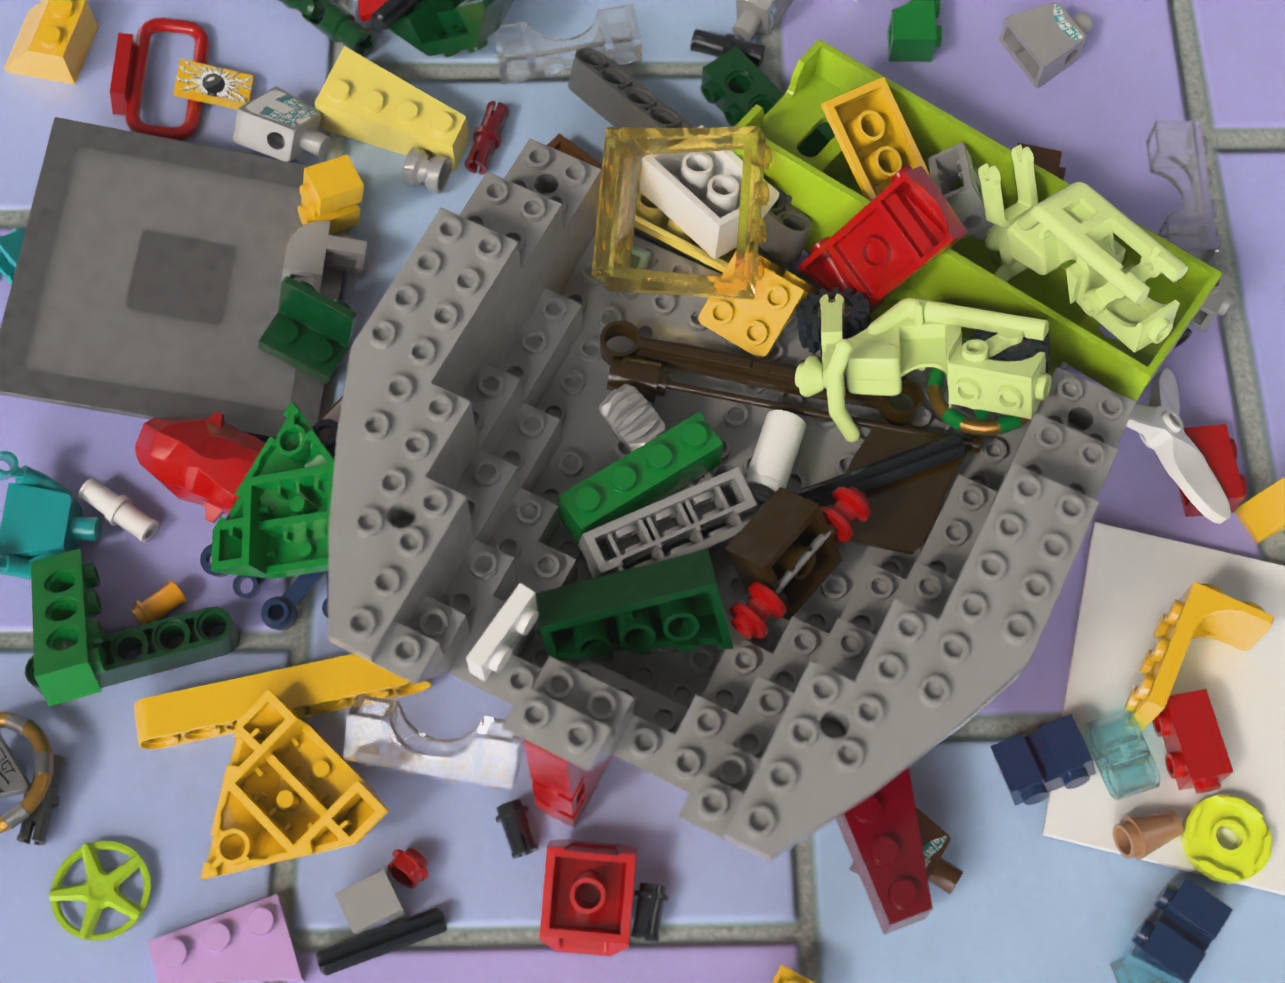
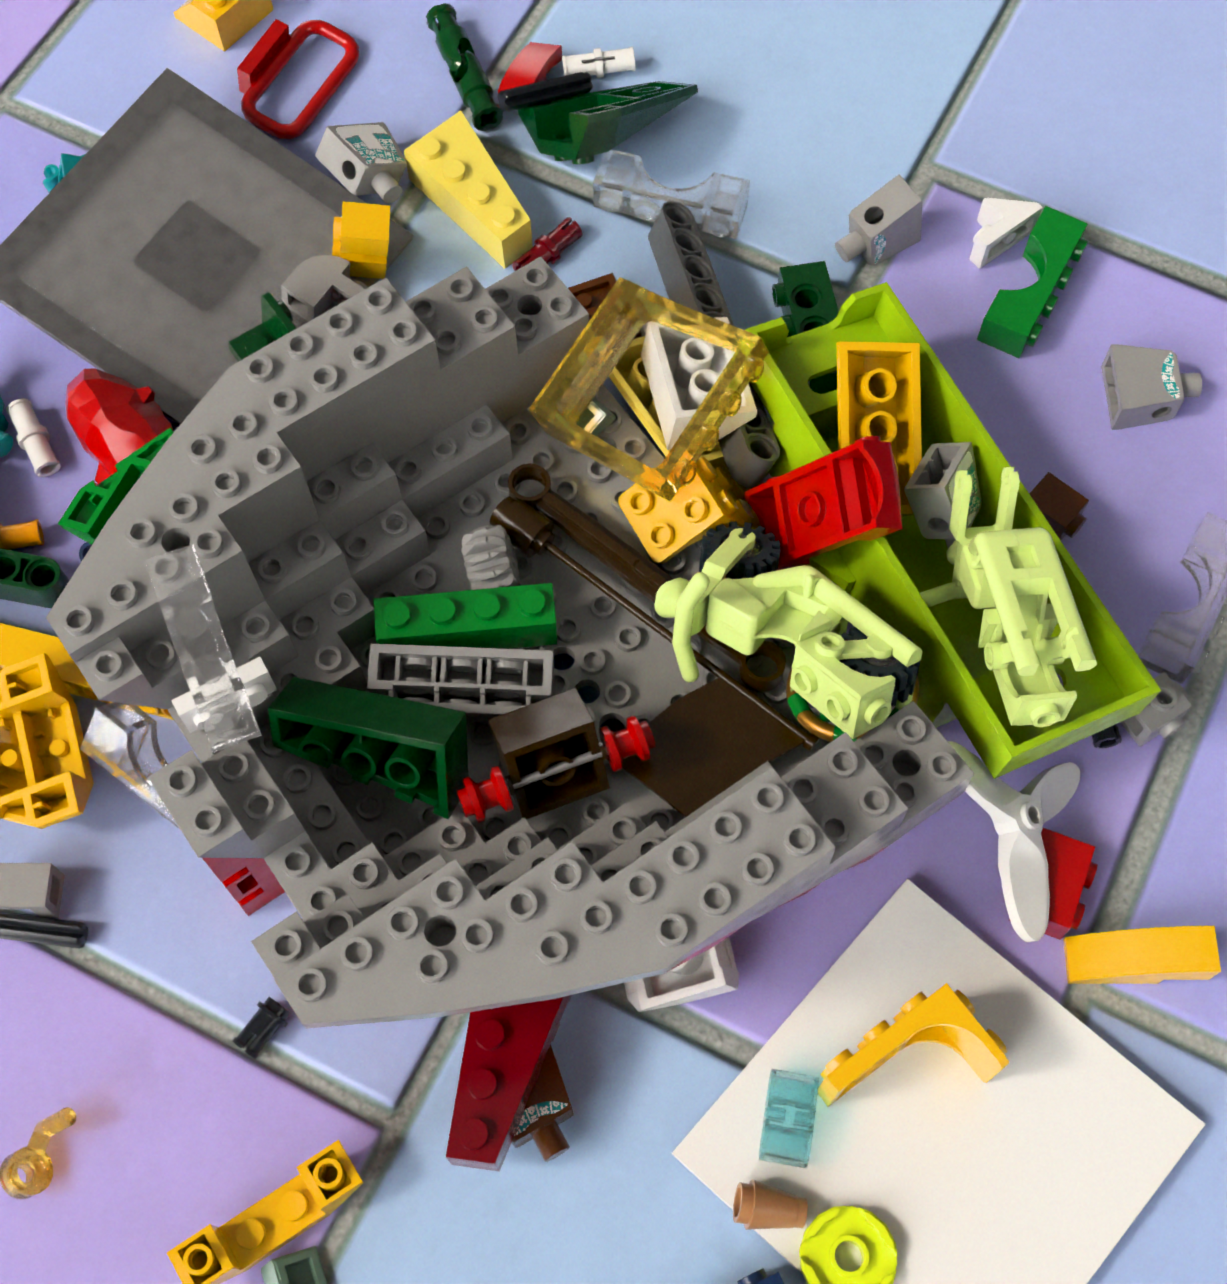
camera: 30 degrees right, 0 degrees up
(212, 84) = (333, 98): tile -> none
(408, 867) = (81, 873): red plate -> none
(424, 169) = (469, 251): light grey wheel -> none
(451, 560) = (201, 647): none -> clear arch
(516, 828) = (193, 886): black pin -> none
(587, 897) = (212, 982): red slope -> none
(717, 45) = (810, 251): black pin -> none
(775, 453) = (607, 659): white pin -> none
(888, 469) = (694, 723): black axle -> none
(1044, 761) = (708, 1083): dark blue brick -> none
(1193, 742) = (868, 1142): red brick -> none

